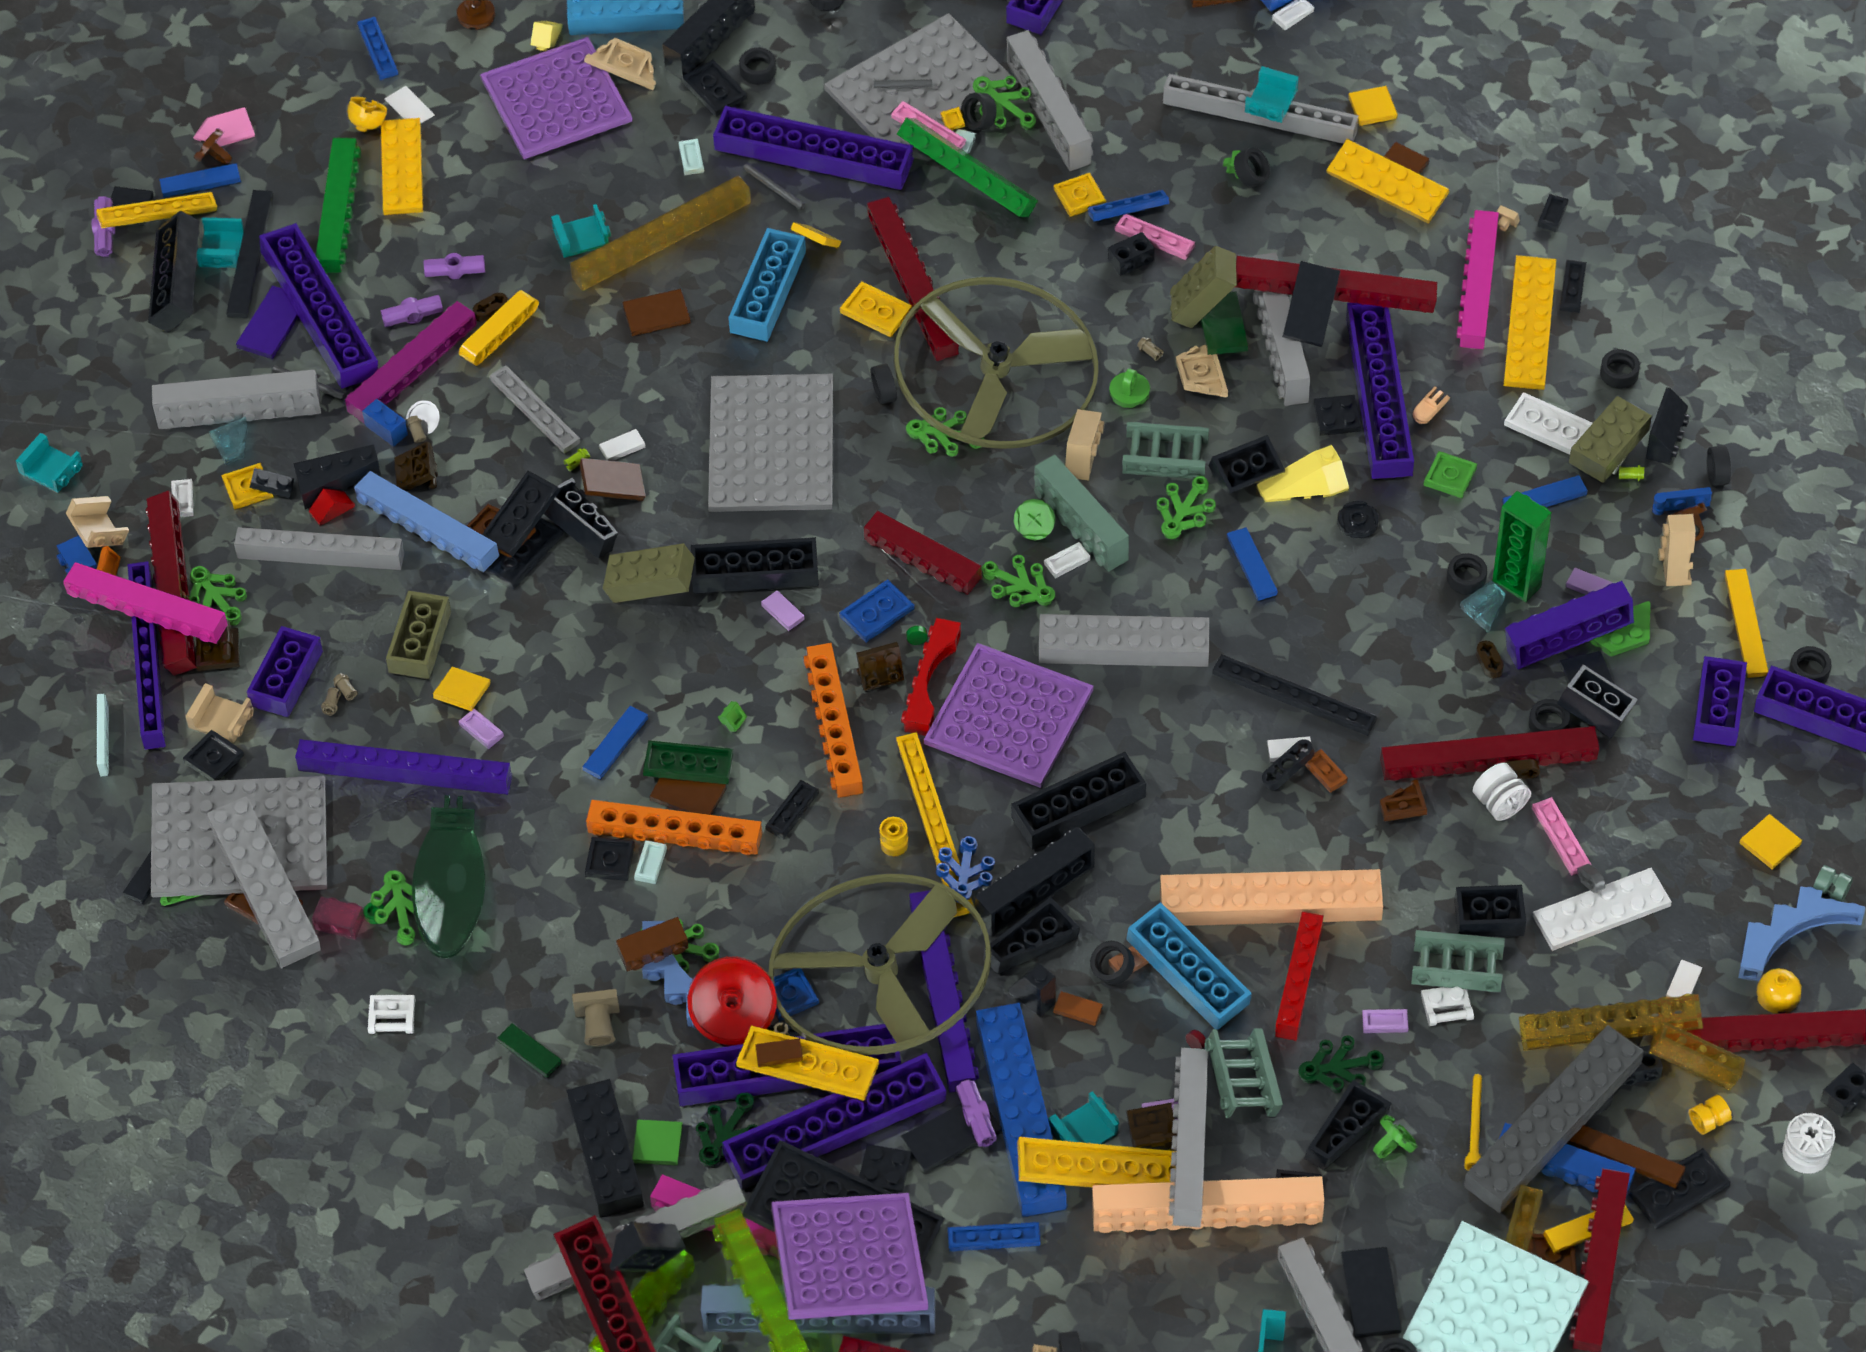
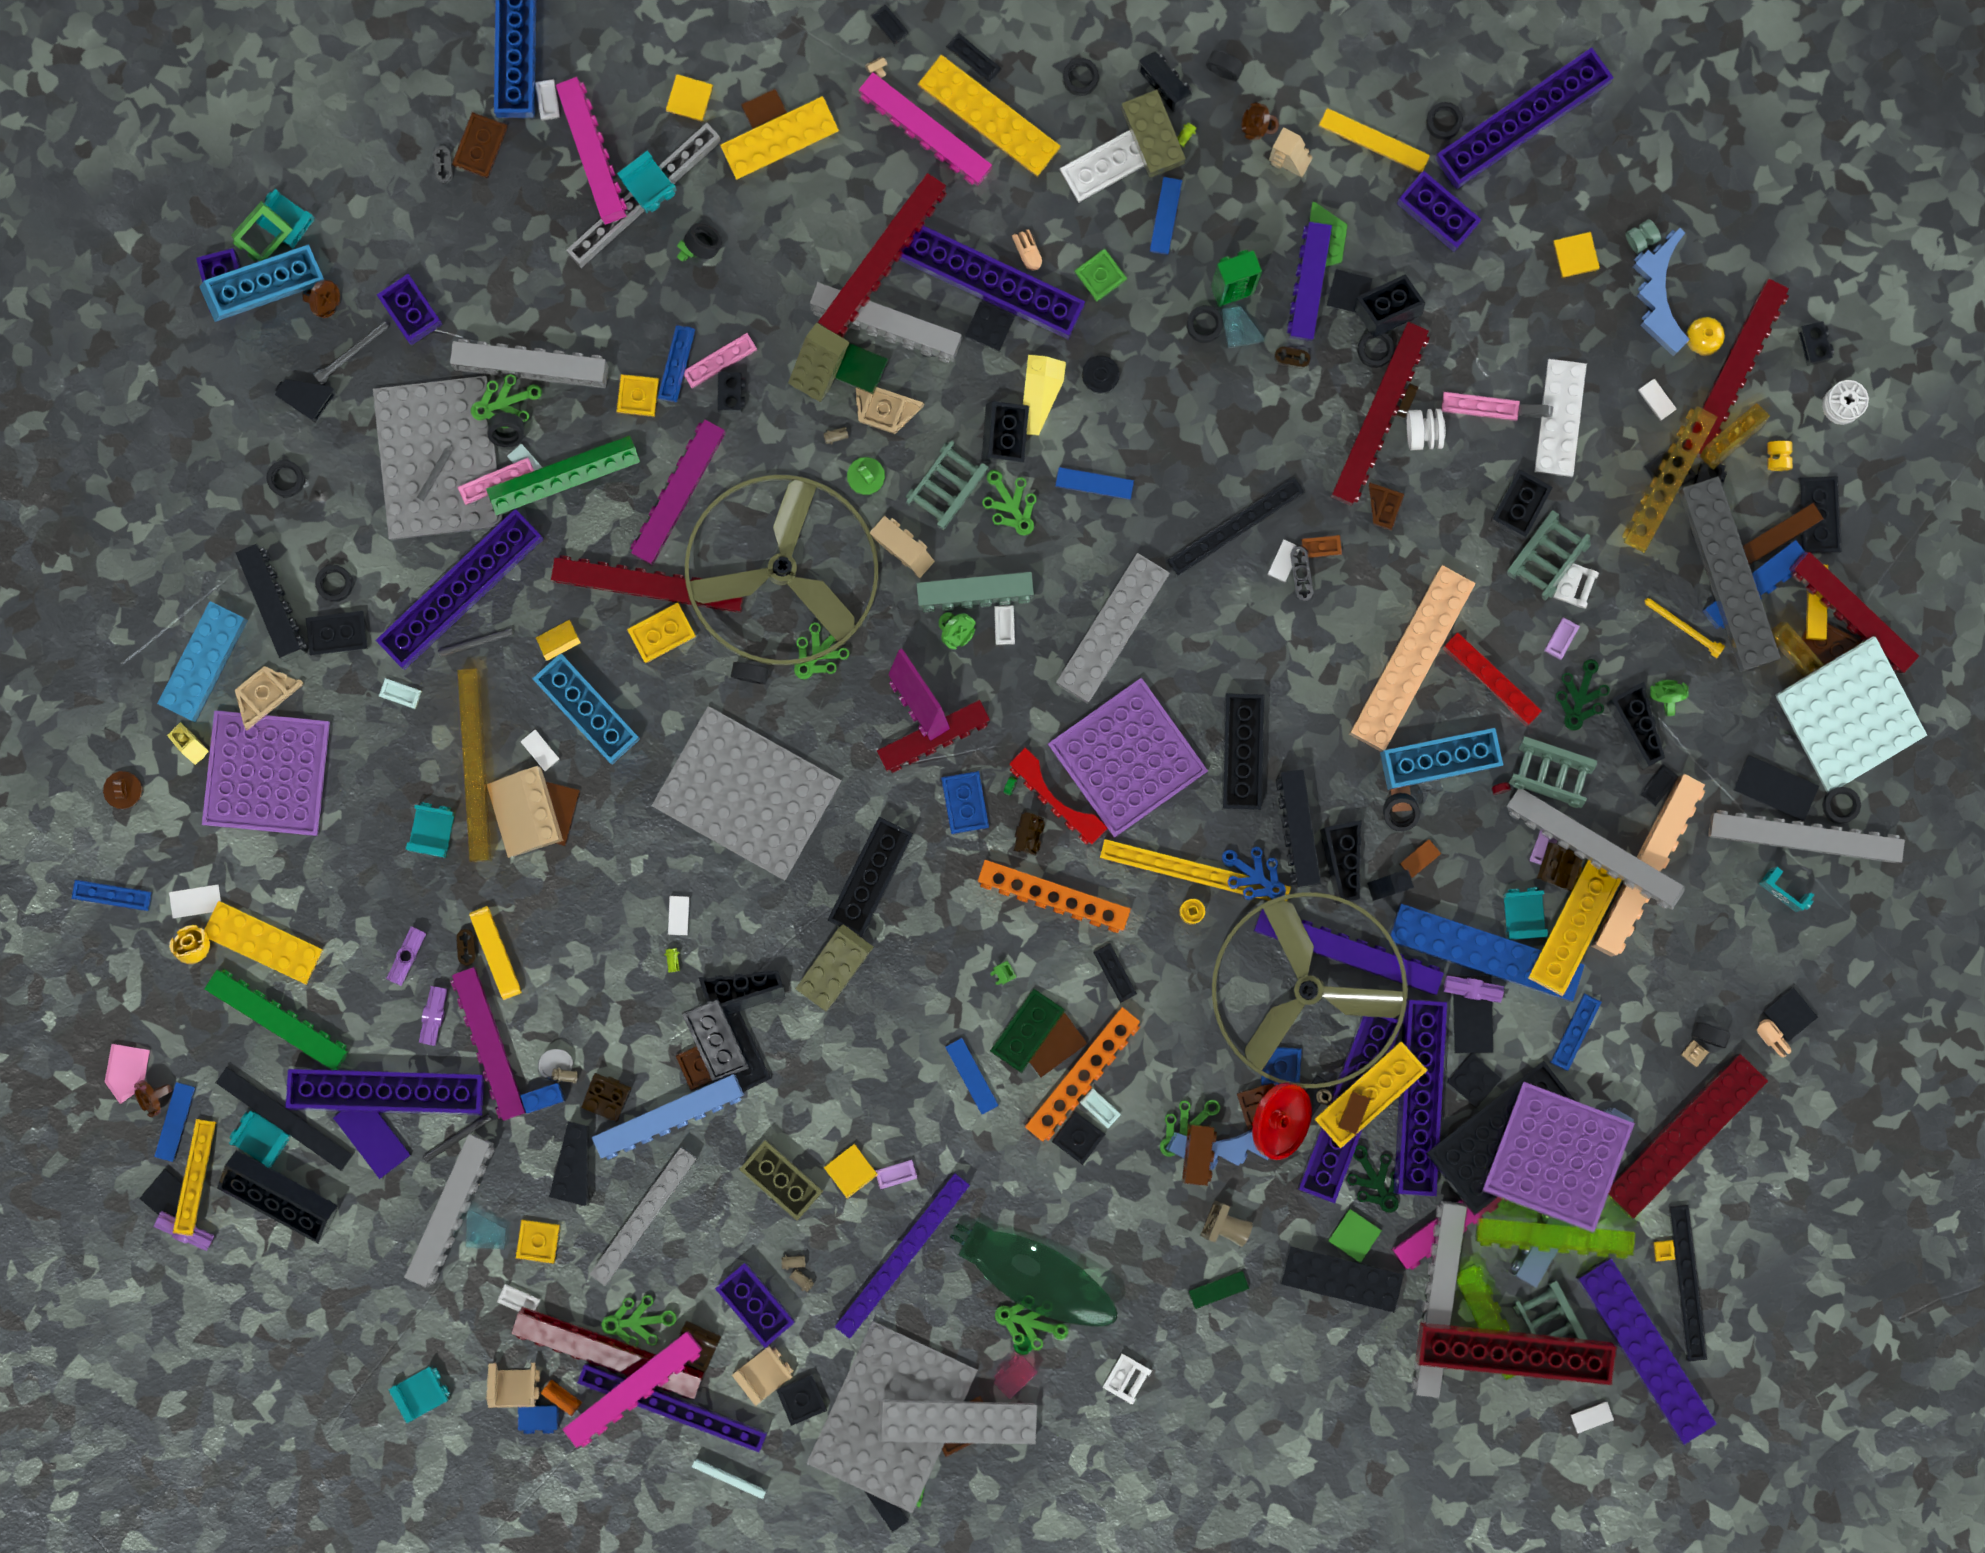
camera: 65 degrees left, 30 degrees up
(272, 483) = (551, 1221): black plate -> none
(330, 505) = (601, 1183): red slope -> none
(535, 409) = (599, 967): light grey plate -> none
(612, 479) = (715, 944): tile -> none
(645, 288) = (524, 811): none -> tan slope
(645, 1246) = (1472, 1302): black slope -> none
(707, 275) = (540, 750): none -> white tile
(782, 610) = (921, 876): lavender tile -> none
(950, 512) = (917, 697): none -> magenta slope
(952, 118) = (498, 455): yellow tile -> none
(1013, 260) = (677, 494): none -> magenta brick
(1019, 584) = (1008, 675): bright green plant -> none
(1269, 50) = (591, 151): none -> dark pink brick
(1311, 303) = (896, 290): black tile -> none
(1585, 582) = (1268, 236): lavender tile -> none
(1681, 499) = (1236, 115): blue plate -> none

